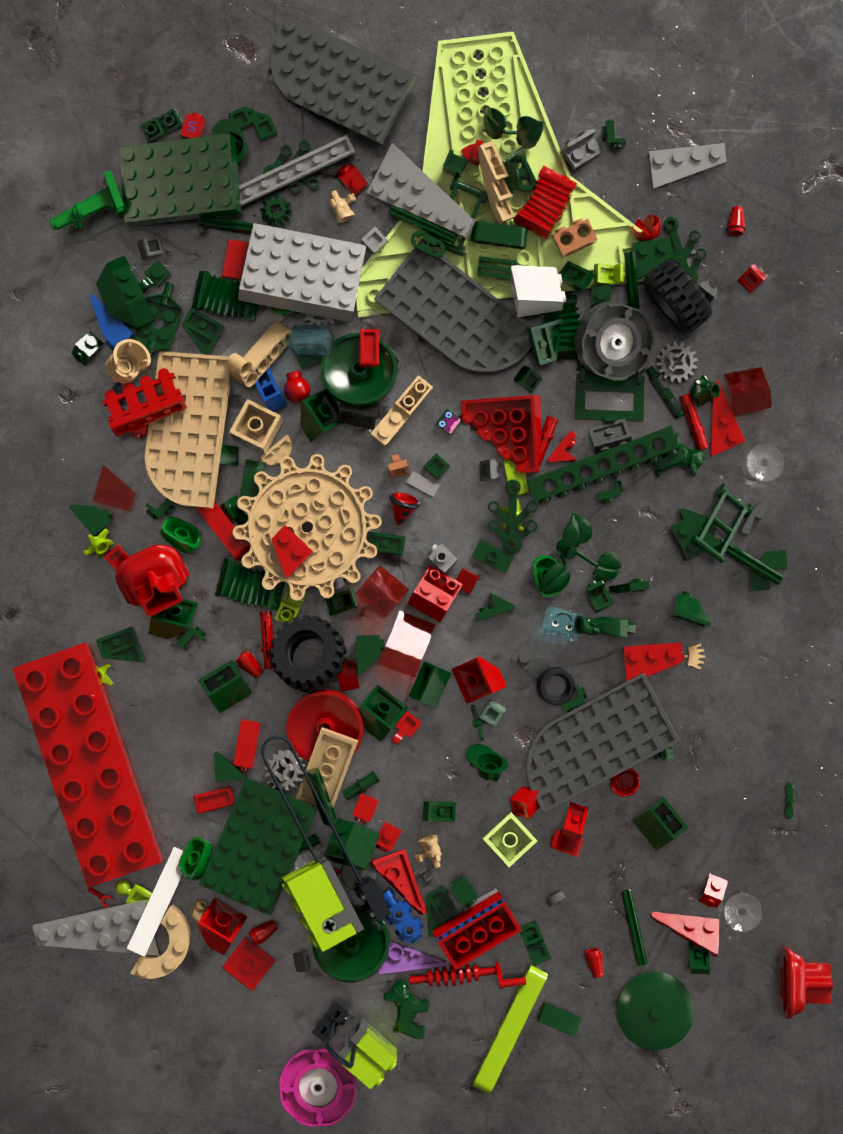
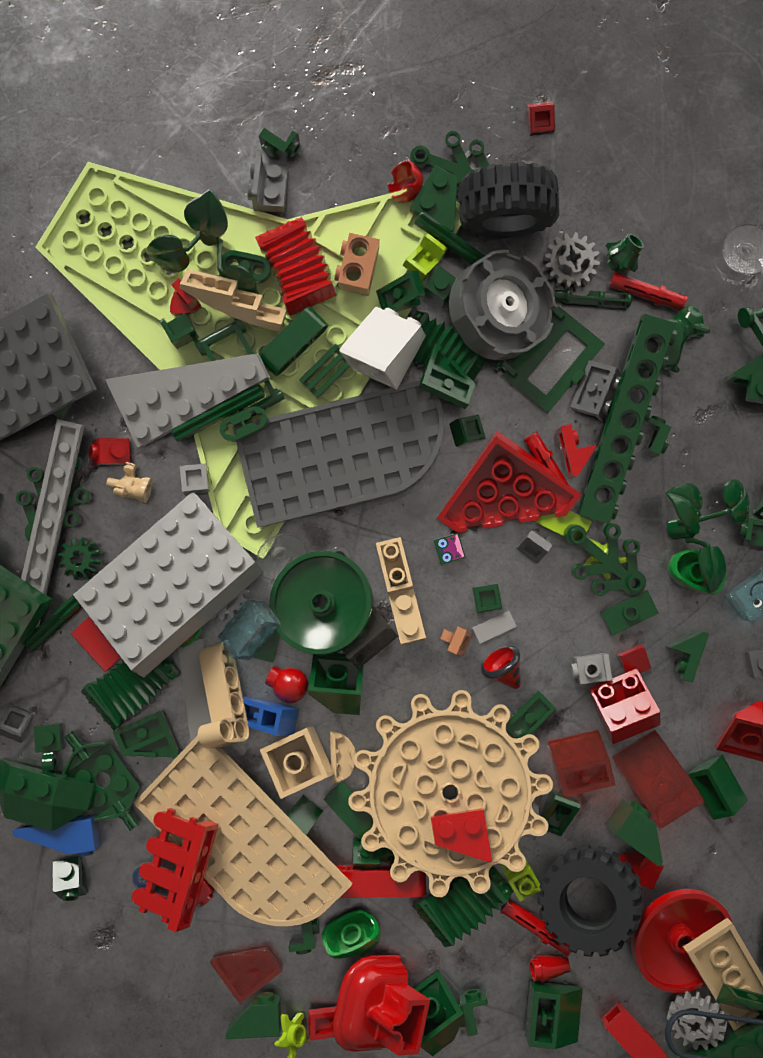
camera: 50 degrees left, 0 degrees up
(127, 361) = (116, 850): tan hat -> none
(369, 347) = (306, 573): red tile -> none
(381, 712) = (711, 864): dark green slope -> none
(407, 726) = (745, 847): red plate -> none
(678, 163) = (361, 100): light grey wing -> none
(725, 428) = (679, 265): red wing -> none
(736, 222) = (471, 87): red cone -> none
(748, 390) = (658, 209): clear red slope -> none

